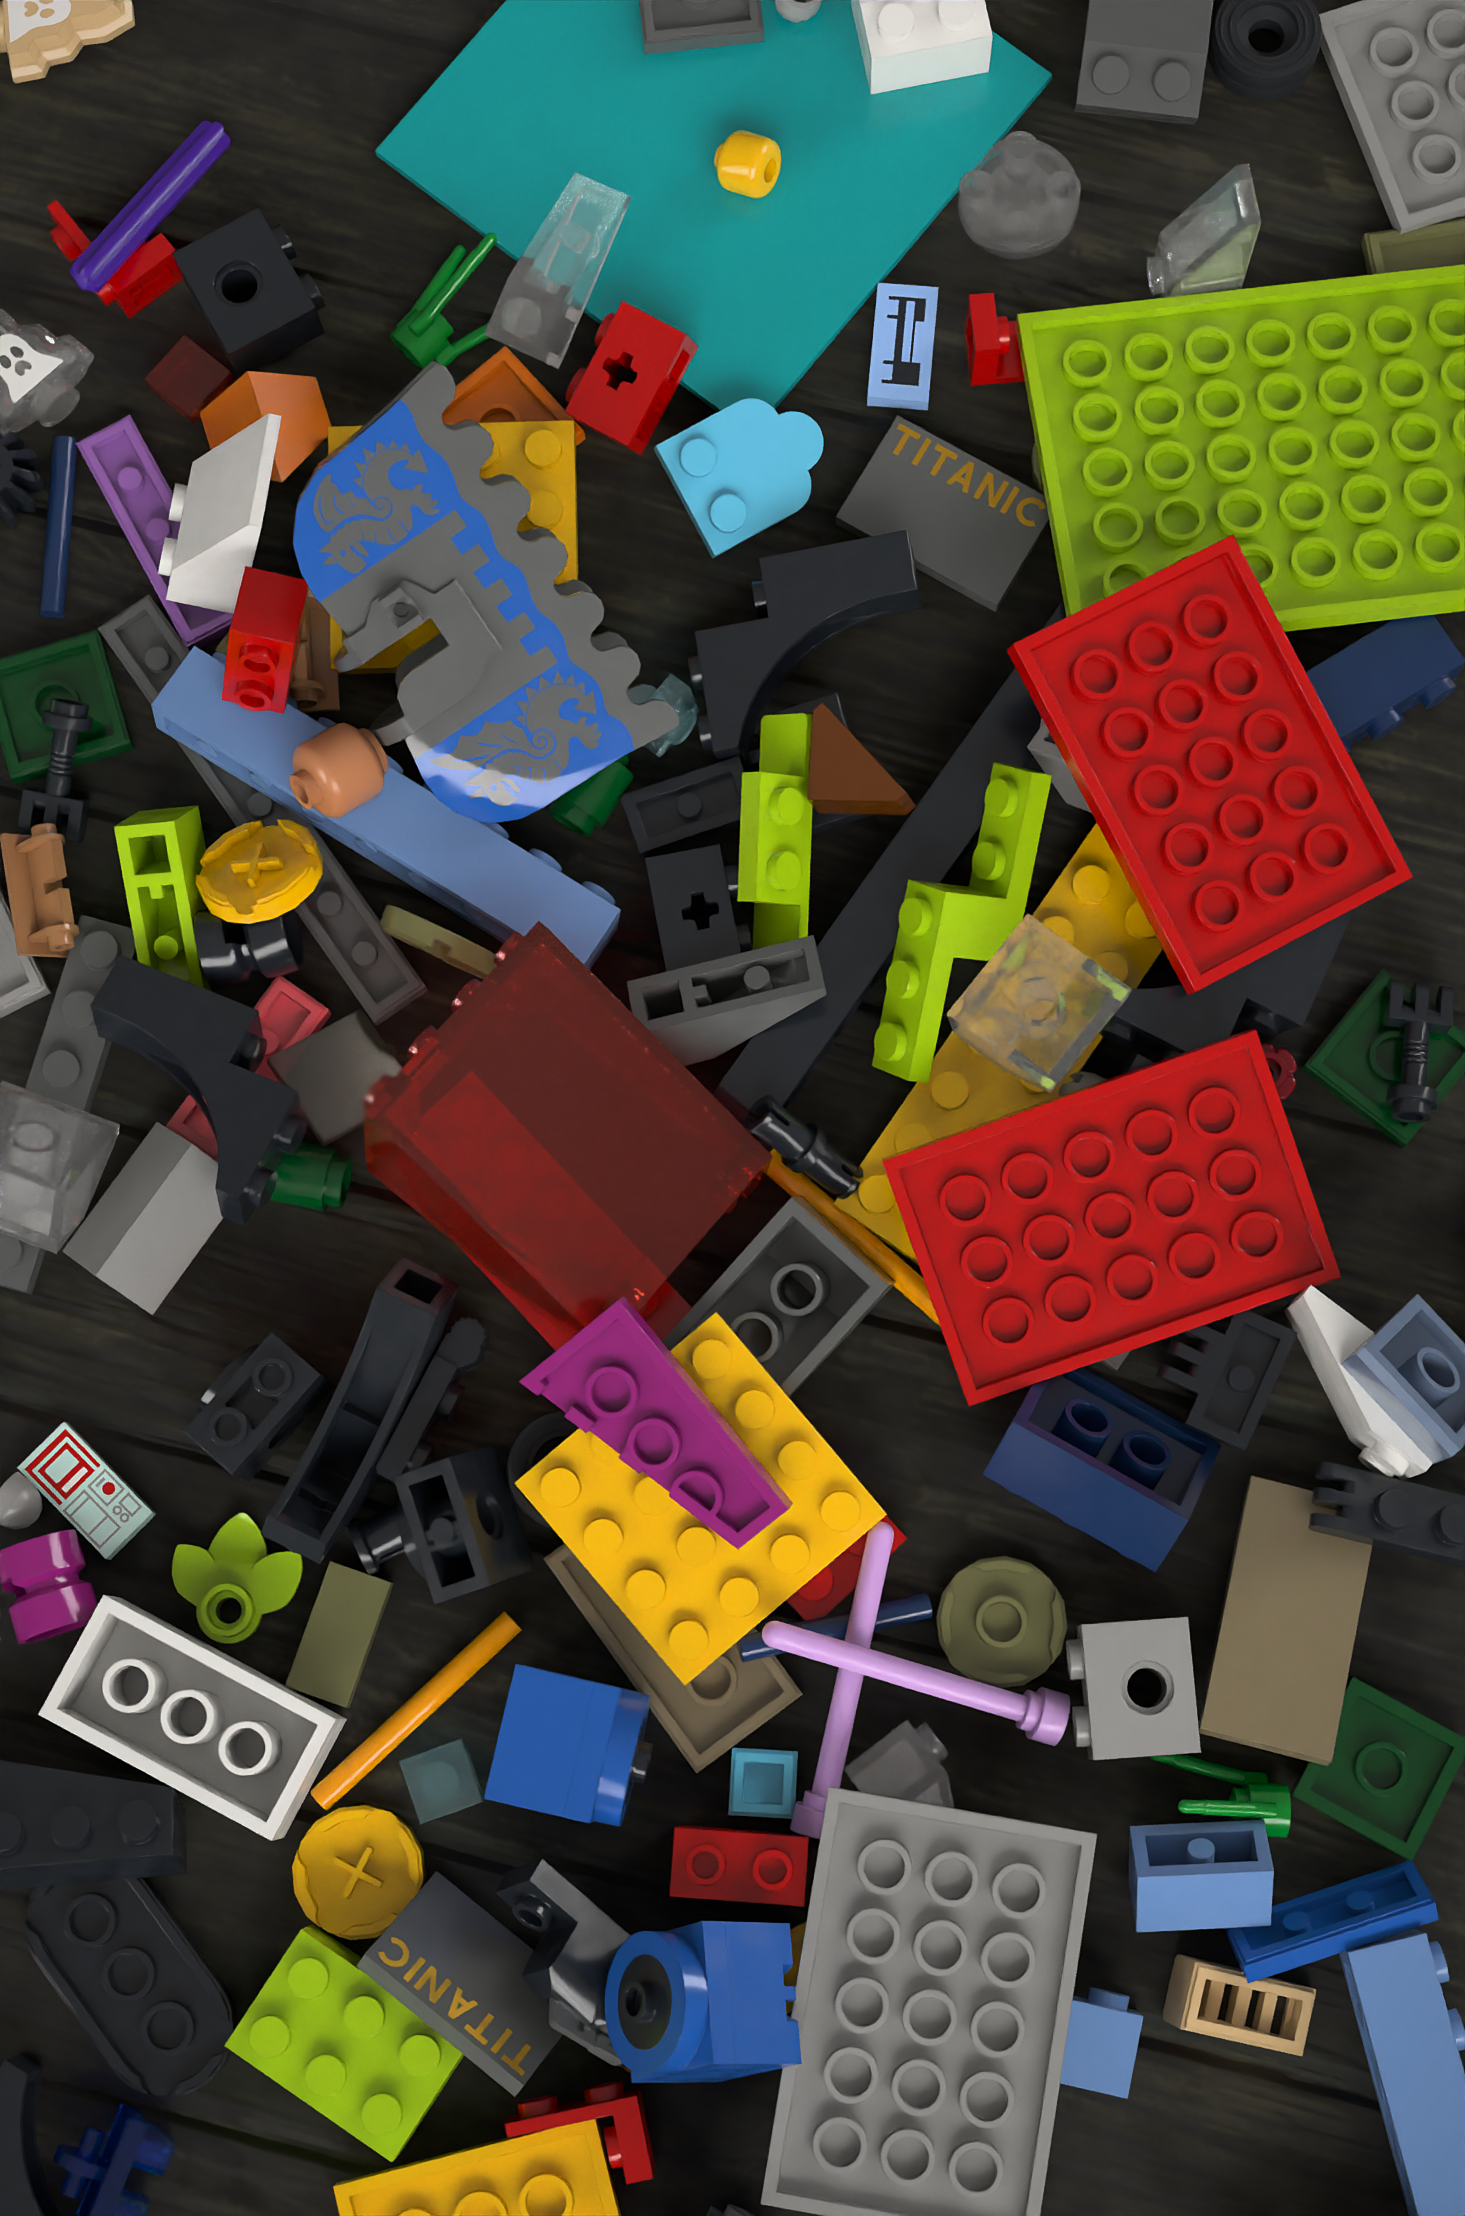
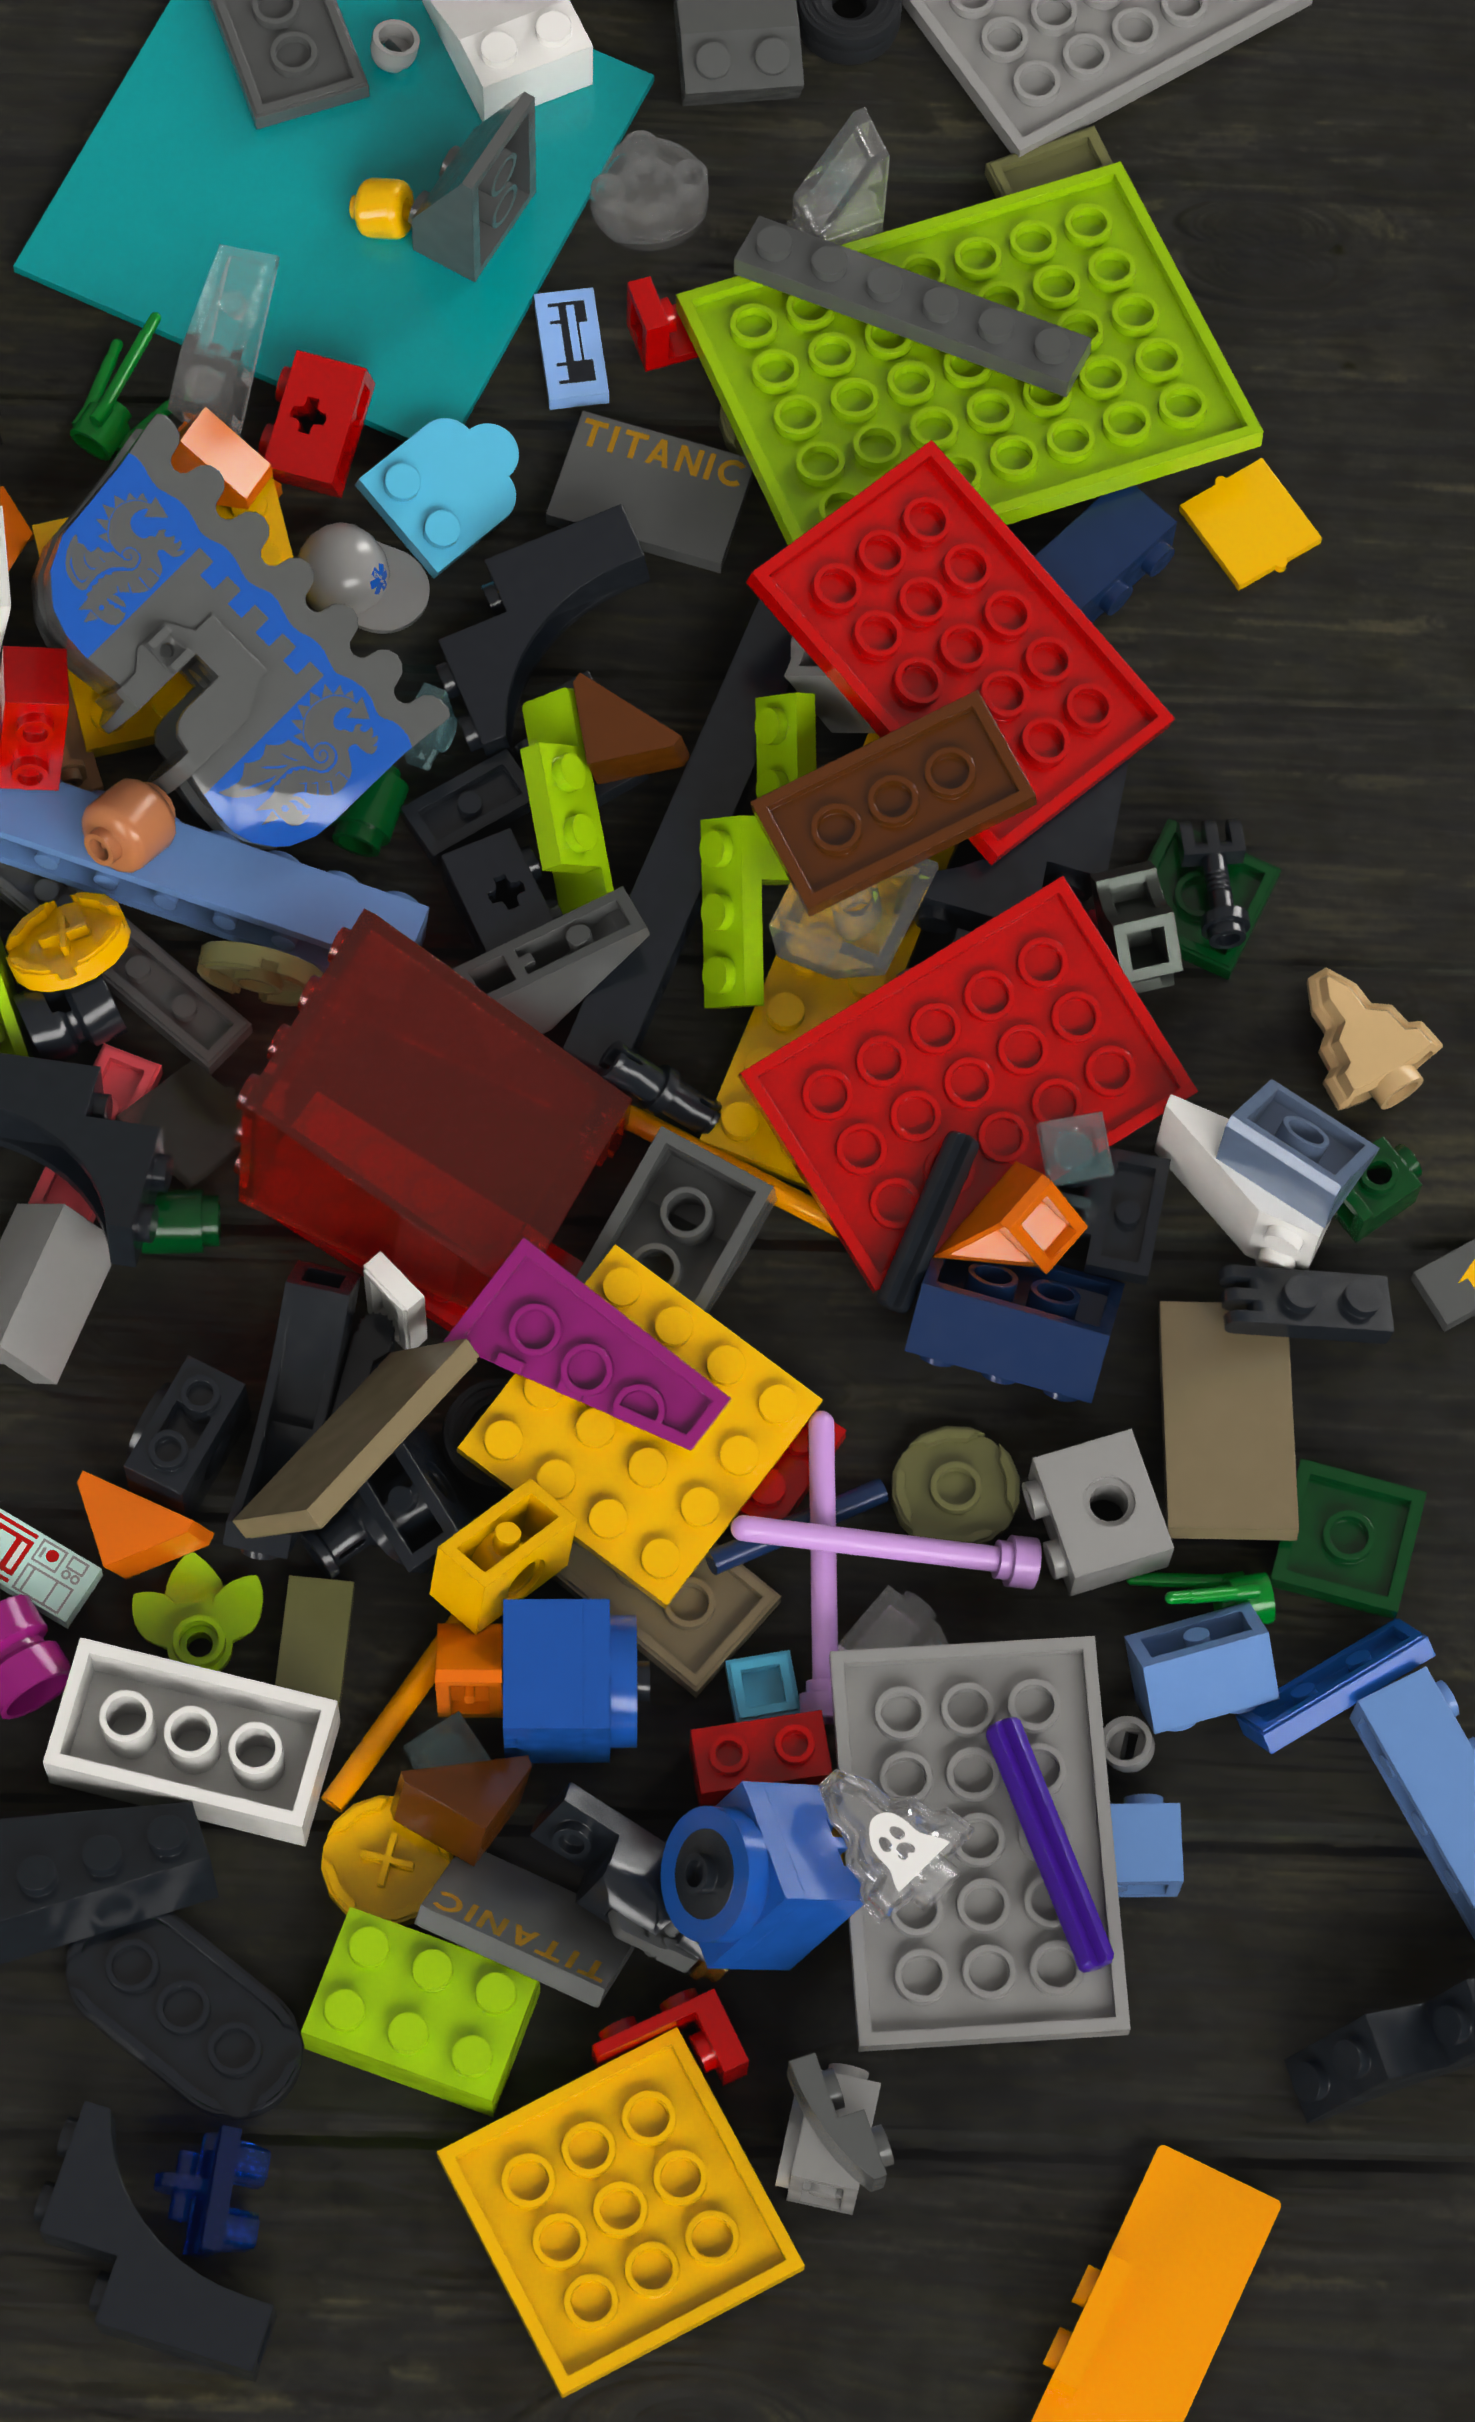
camera: 25 degrees left, 10 degrees down
(187, 1481) = (135, 1531): none -> orange slope
(408, 1467) = (356, 1439): none -> dark tan tile
(438, 1845) = (461, 1803): none -> reddish brown slope
(472, 1703) = (469, 1671): none -> orange slope
(490, 1314) = (397, 1297): none -> white tile
(512, 403) = (211, 442): none -> slope
(531, 1607) = (503, 1555): none -> yellow brick
(640, 546) = (372, 578): none -> light grey cap
(841, 2012) = (894, 1844): none -> clear rock
(844, 168) = (479, 191): none -> dark grey slope
(998, 2048) = (1049, 1845): none -> dark purple axle
(1035, 1353) = (928, 1222): none -> black axle
(1095, 1926) = (1116, 1743): none -> light grey hinge
(1101, 919) = (893, 803): none -> reddish brown plate
(1125, 1371) = (1017, 1224): none -> orange slope
(1197, 1994) = (1225, 1764): tan slope -> none
(1200, 1315) = (1075, 1149): none -> clear light blue plate
(1252, 377) = (912, 306): none -> dark grey plate
(1321, 1083) = (1137, 924): none -> pearl dark grey brick

